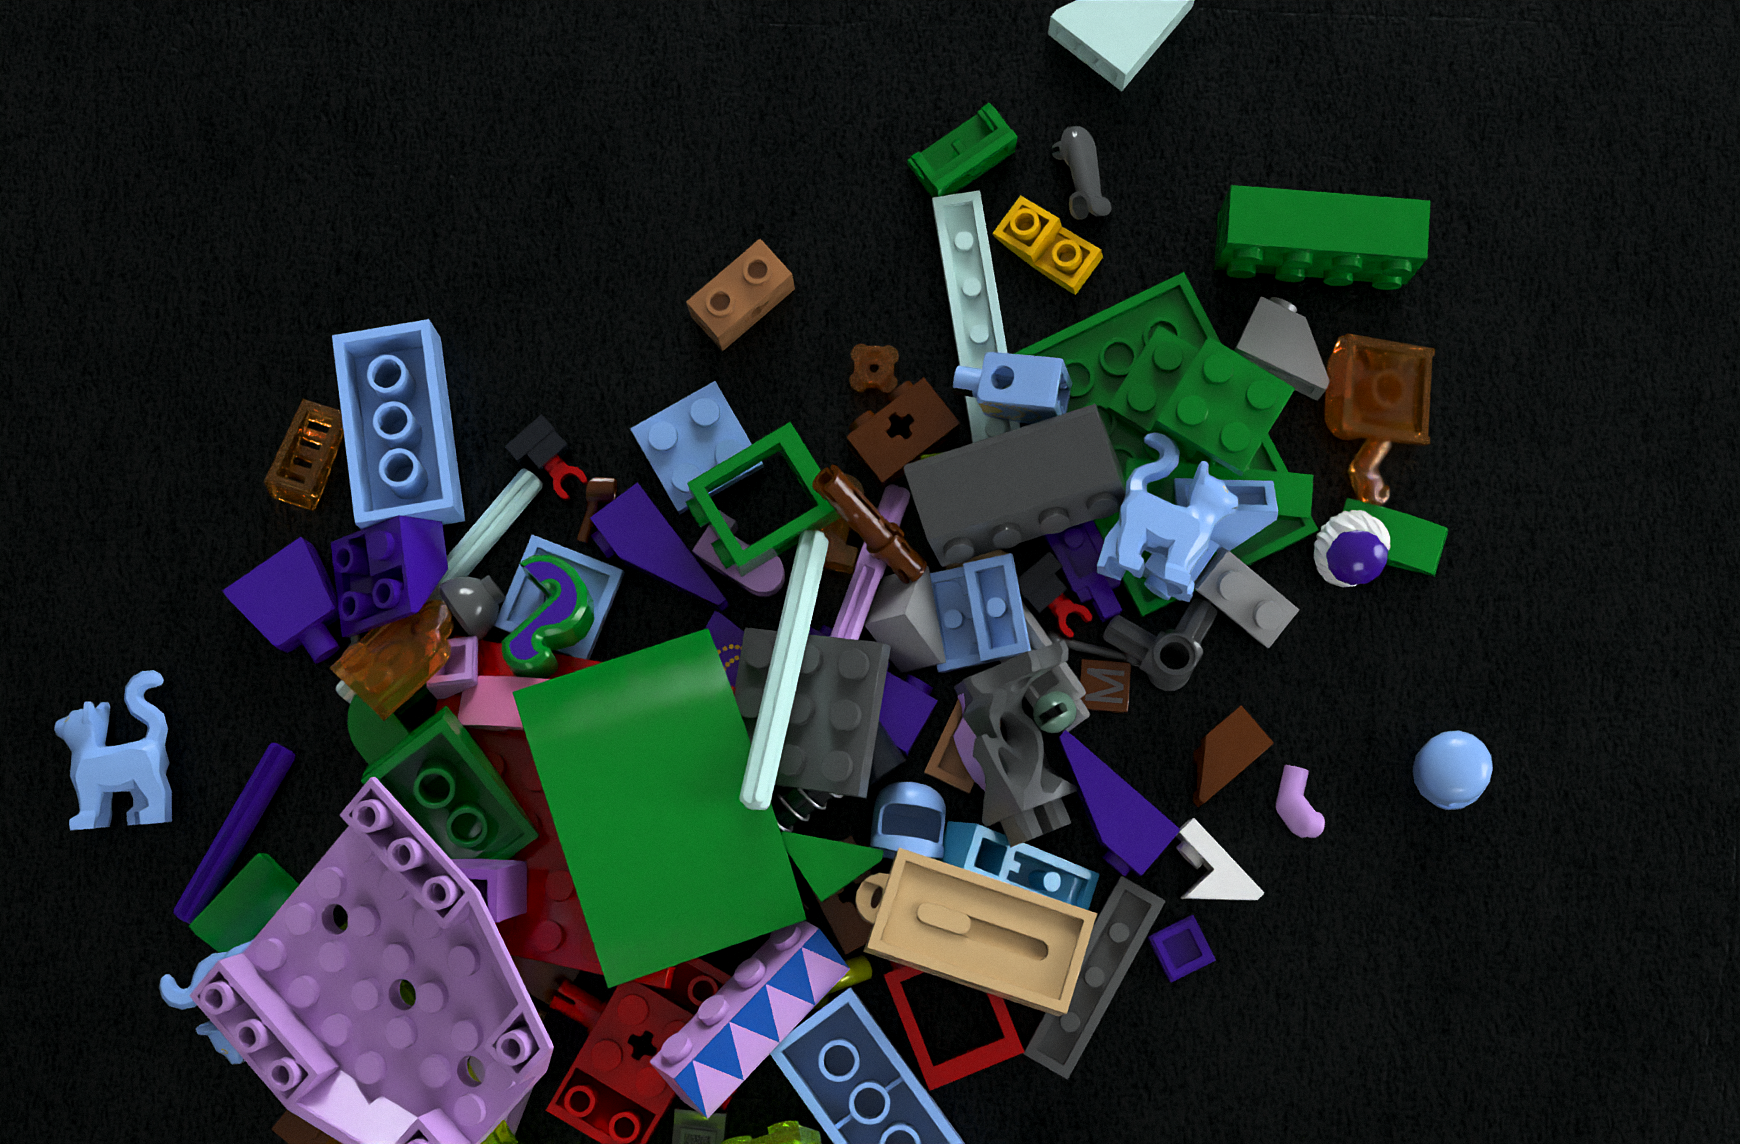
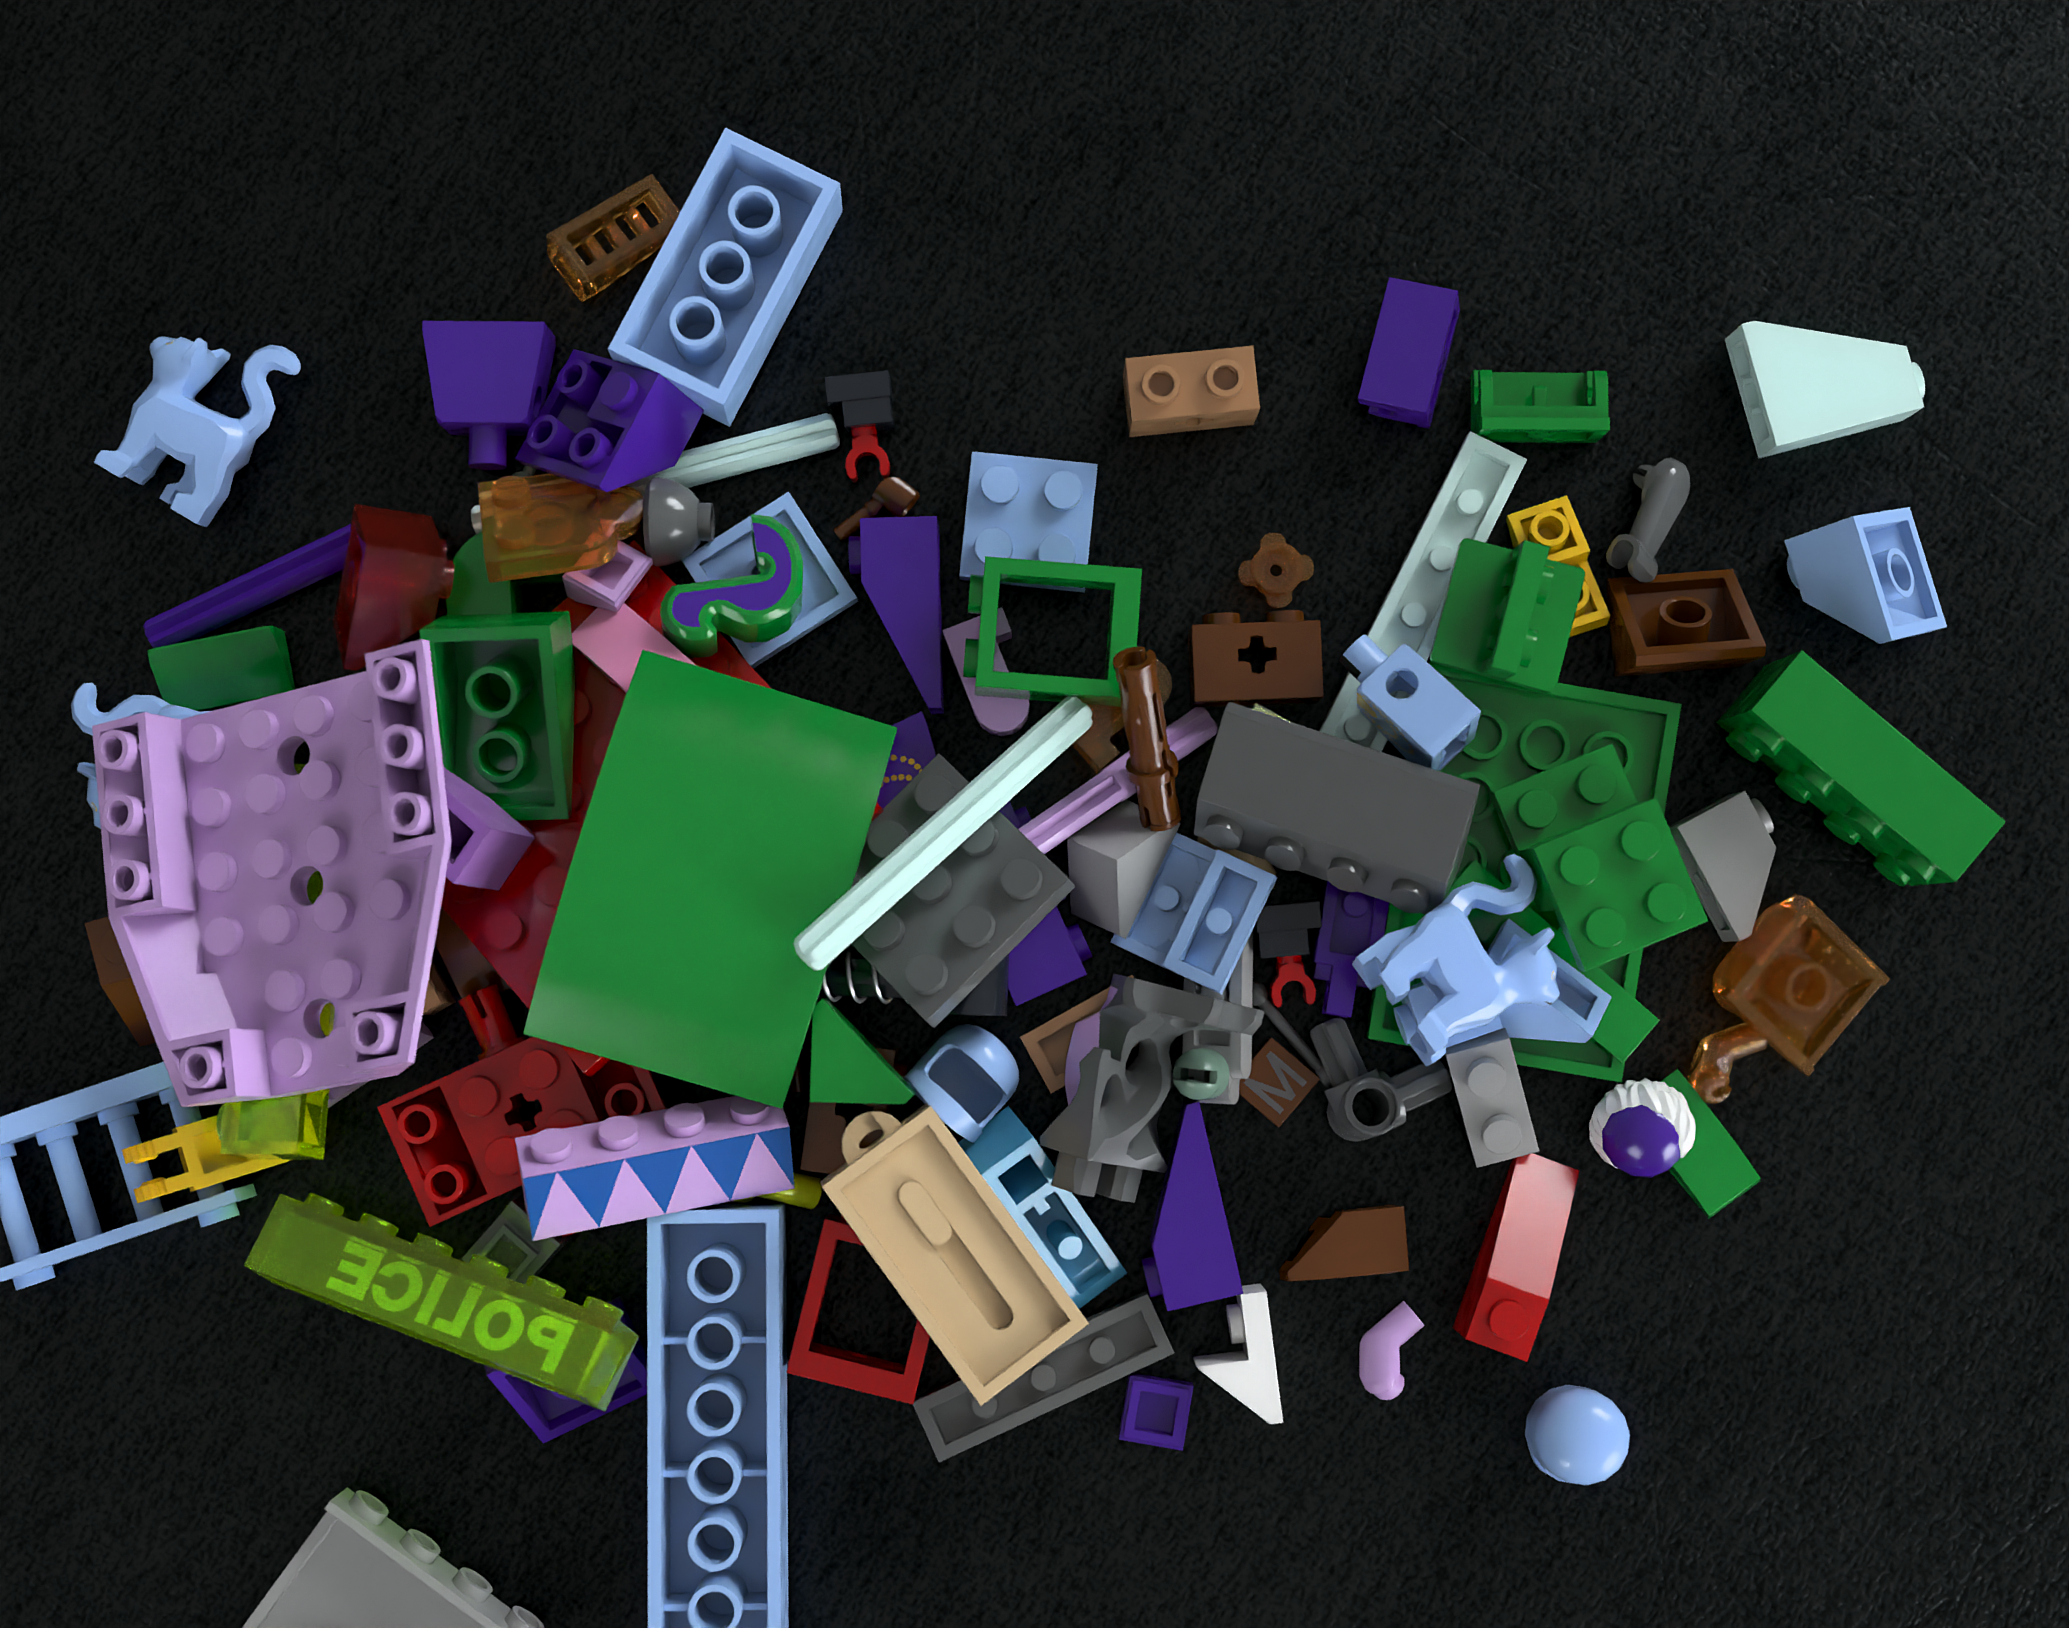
camera: 30 degrees right, 5 degrees up
(316, 771) = (388, 581): none -> clear red slope
(859, 176) = (1409, 351): none -> dark purple hinge
(1037, 291) = (1508, 614): none -> green bracket
(1148, 224) = (1681, 623): none -> reddish brown slope
(1239, 113) = (1868, 575): none -> light blue slope
(1335, 684) = (1518, 1257): none -> slope

